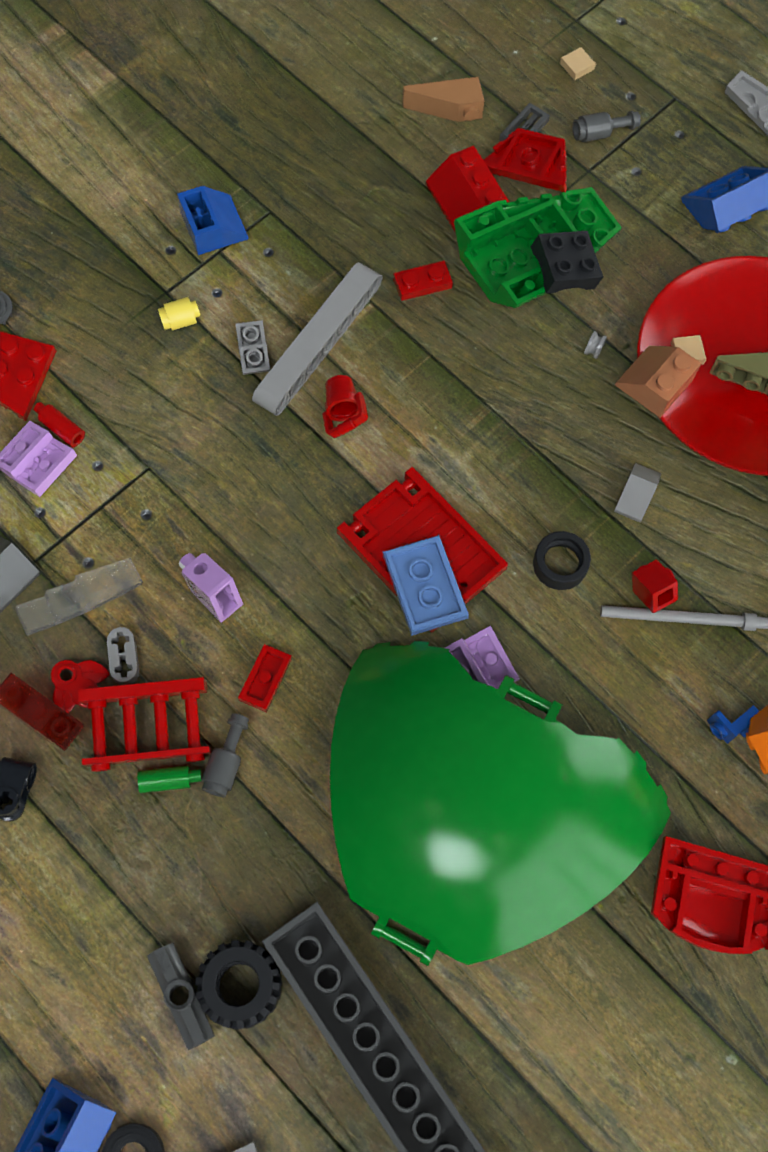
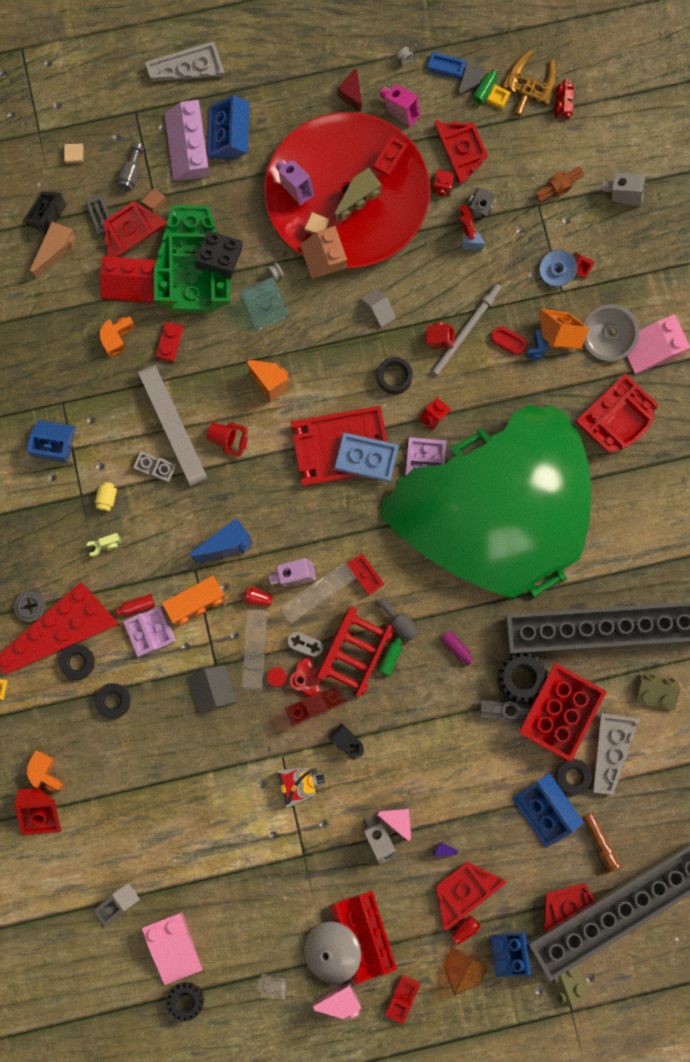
camera: 55 degrees left, 10 degrees up
(57, 645) = (277, 677): none -> red tile
(102, 485) = (194, 601): none -> orange brick
(121, 347) = (109, 542): none -> yellowish green plate
(152, 558) = (257, 597): none -> red cone
(201, 475) = (225, 543): none -> blue slope
(201, 630) = (317, 593): none -> clear slope
(215, 1076) = (562, 712): none -> red slope
(234, 863) = (457, 647): none -> magenta cylinder
(387, 212) = (111, 334): none -> orange brick
(450, 409) = (269, 378): none -> orange slope
(493, 73) = (45, 211): none -> black slope
(545, 353) = (264, 303): none -> clear light blue slope
(546, 640) = (434, 413): none -> red bracket
(583, 171) = (154, 201): none -> nougat slope
(684, 165) = (187, 141): none -> lavender slope
(714, 682) = (508, 340): none -> red tile
(729, 281) = (295, 181): none -> medium lavender torso

